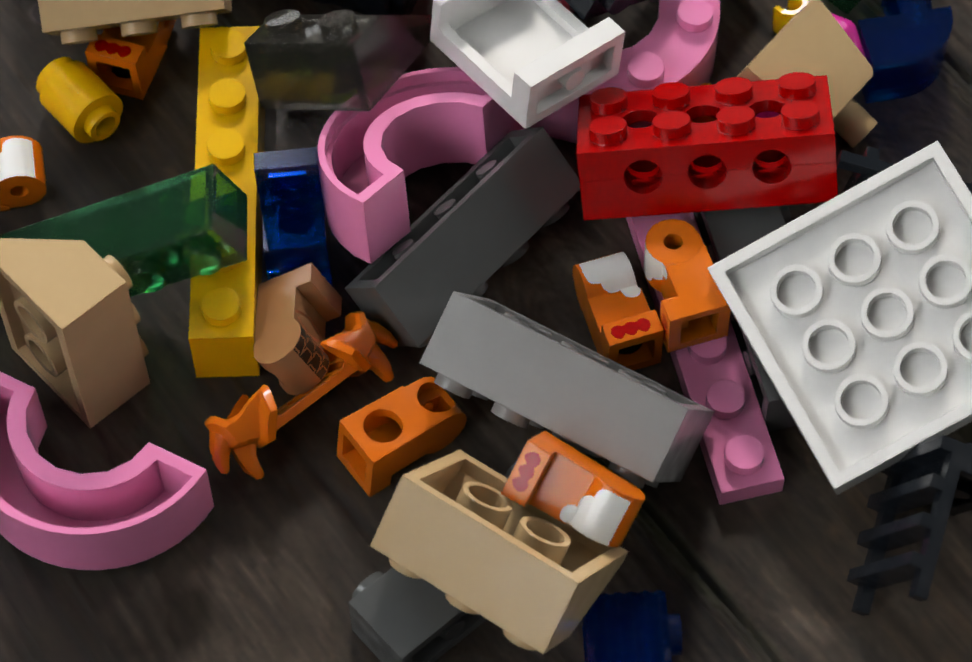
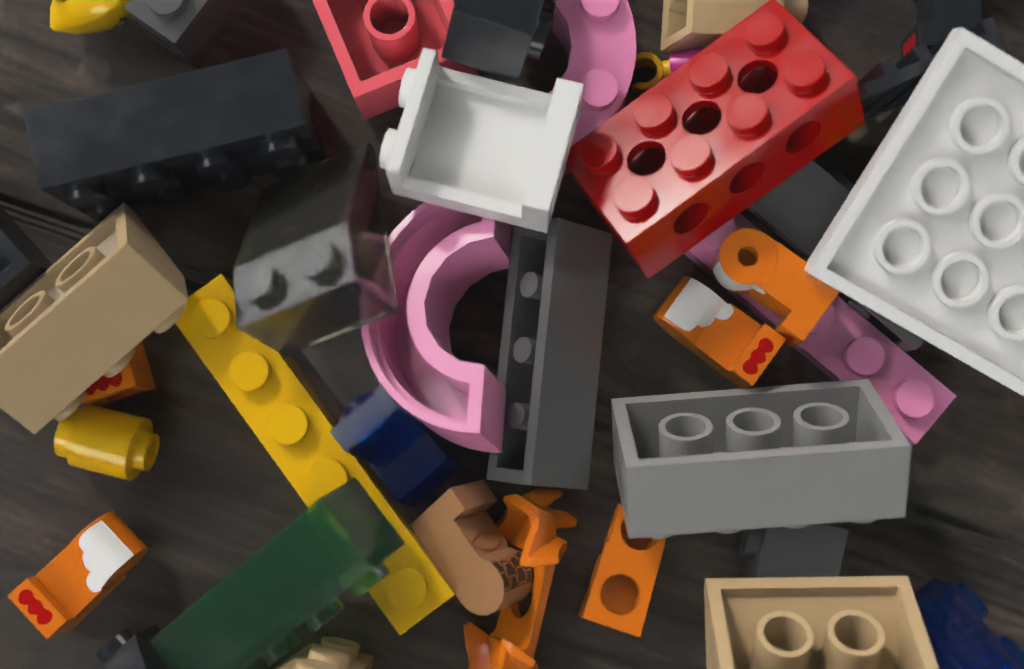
camera: 30 degrees left, 25 degrees up
(574, 489) = (842, 566): orange leg -> none

